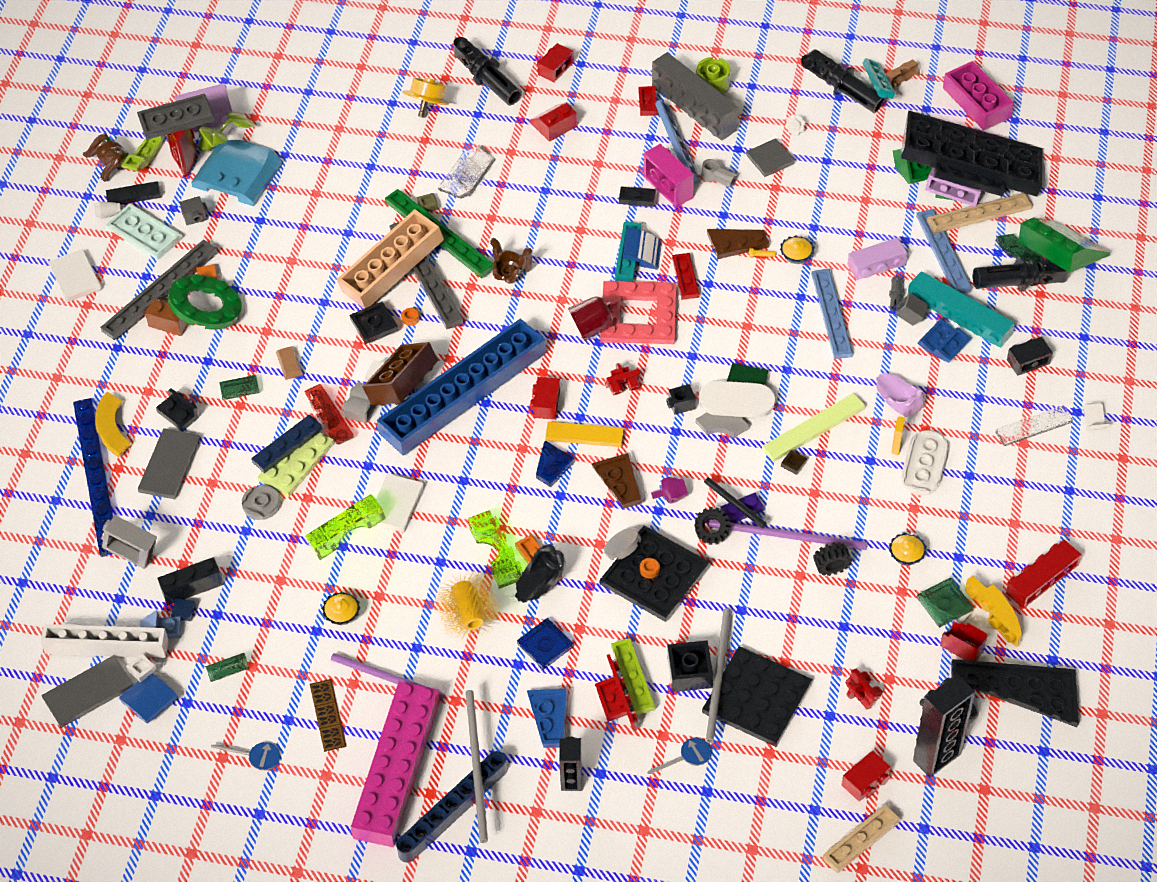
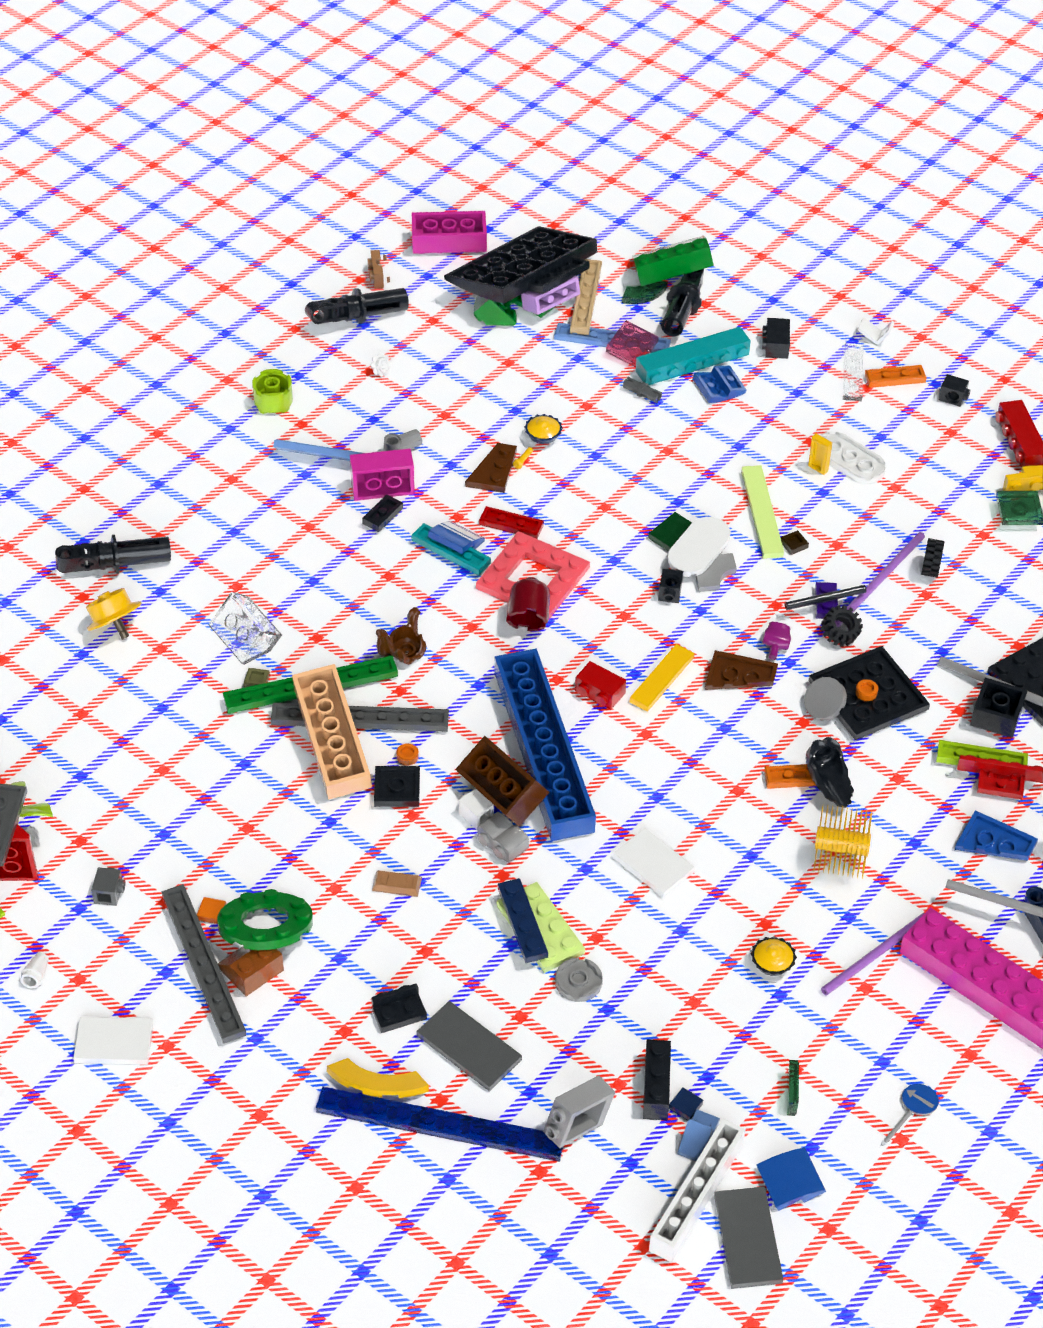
camera: 65 degrees left, 5 degrees down
(134, 193) = (28, 937): black tile -> none
(141, 668) = (753, 1167): white tile -> none
(144, 231) = (96, 948): light aqua tile -> none
(238, 170) = (80, 825): dark azure wedge -> none
(239, 387) = (402, 940): clear green tile -> none
(327, 536) = (672, 913): clear neon green arch -> none
(327, 715) = (894, 1024): sticker -> none
(328, 414) = (496, 872): clear red bracket -> none
(486, 531) = (795, 801): clear neon green arch -> none
(545, 643) = (904, 810): clear blue tile -> none
(552, 464) = (683, 716): clear blue wing -> none
(555, 62) = (145, 498): red brick -> none
(555, 121) = (225, 531): red slope -> none
(621, 376) = (613, 619): red hips -> none
(647, 100) = (259, 453): red plate -> none
(694, 96) = (291, 413): dark grey brick -> none
(770, 157) = (405, 401): dark grey tile -> none
(831, 314) = (633, 442): medium blue tile -> none
(877, 258) = (594, 382): lavender brick -> none
(878, 78) = (383, 282): teal plate -> none
(899, 394) = (769, 435): lavender hair -> none
(907, 549) = (947, 506): yellow piece -> none
(911, 309) = (674, 385): dark grey brick -> none
(943, 263) = (631, 342): none -> clear pink plate
(1053, 457) = (895, 376): none -> orange tile
(1062, 503) = (954, 390): none -> black brick

